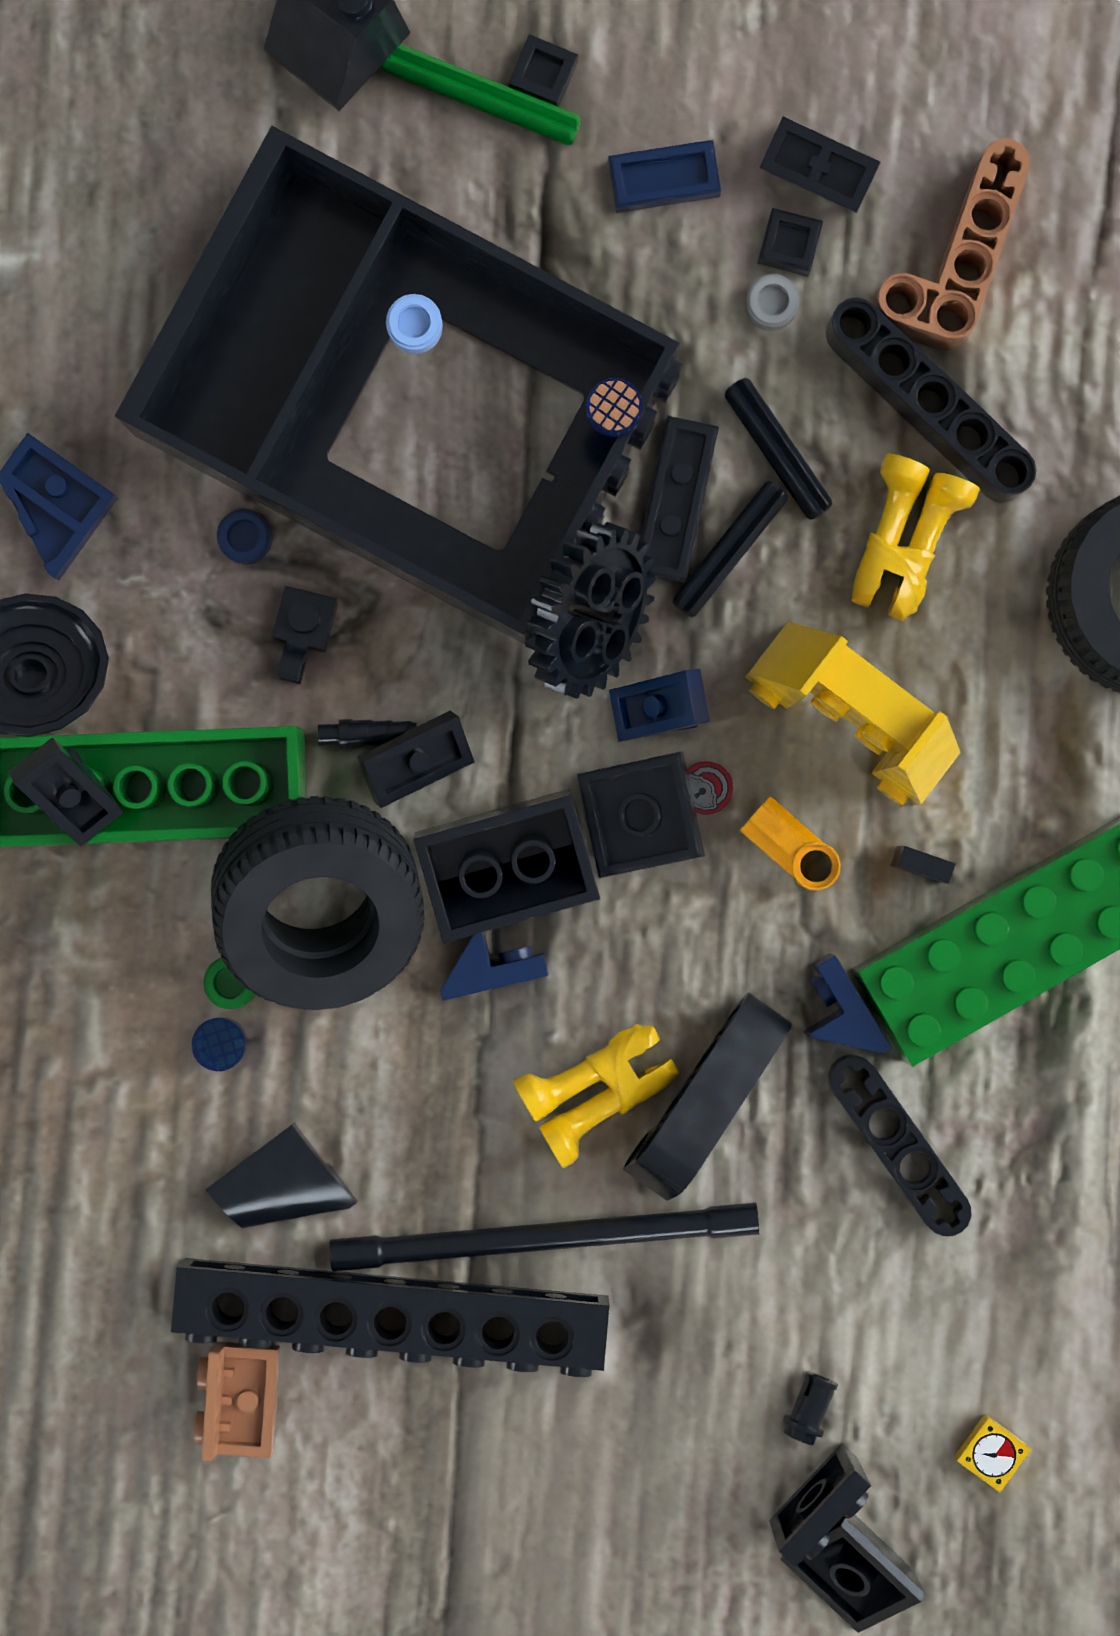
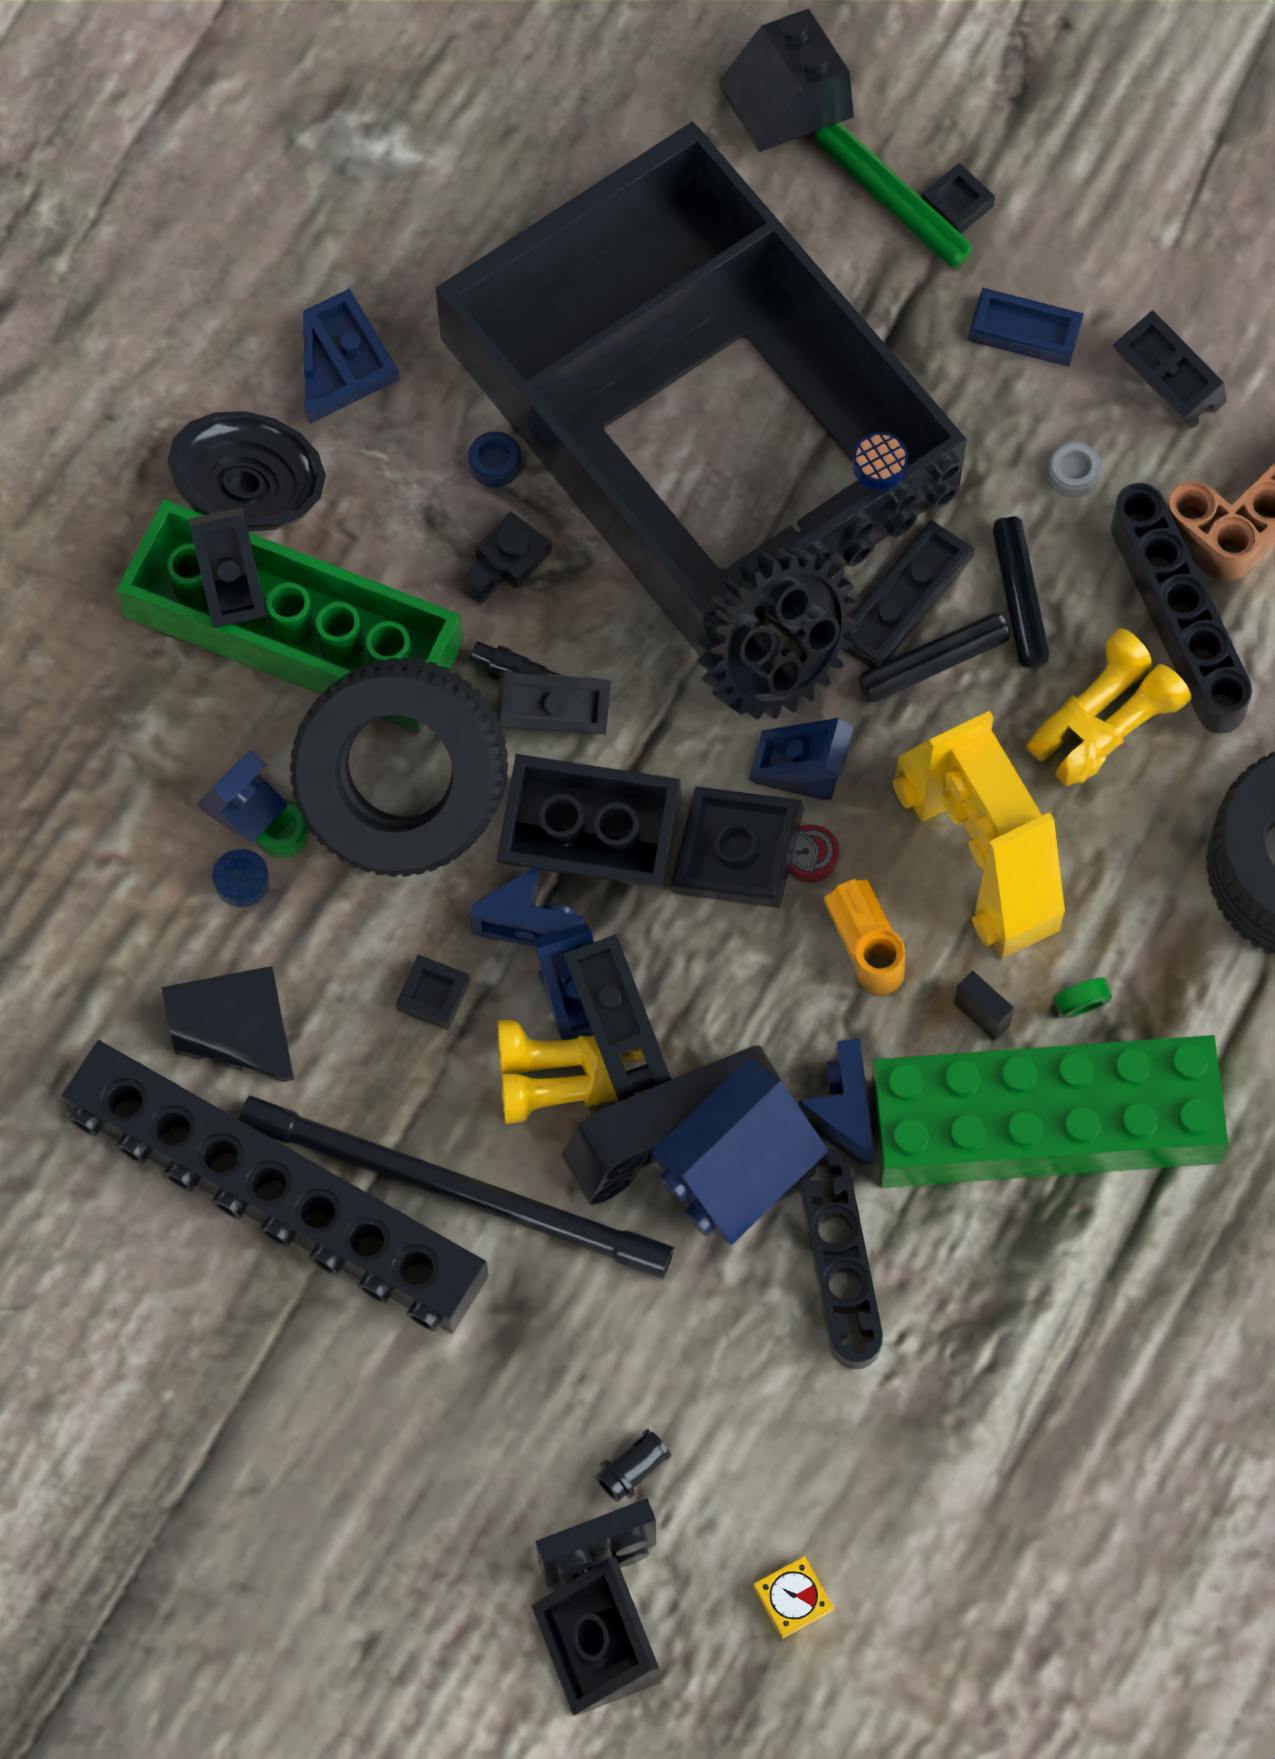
camera: 25 degrees right, 20 degrees down
(185, 980) = (244, 799): none -> dark blue slope
(238, 1401) = (86, 1198): nougat bracket -> none
(414, 323) = (736, 322): light blue tile -> none
(439, 1070) = (433, 992): none -> black tile
(562, 1014) = (558, 982): none -> dark blue slope
(619, 1040) = (616, 1015): none -> black plate
(779, 1112) = (738, 1152): none -> dark blue brick
(790, 242) = (1115, 427): black tile -> none
(1004, 816) = (1082, 998): none -> green tile

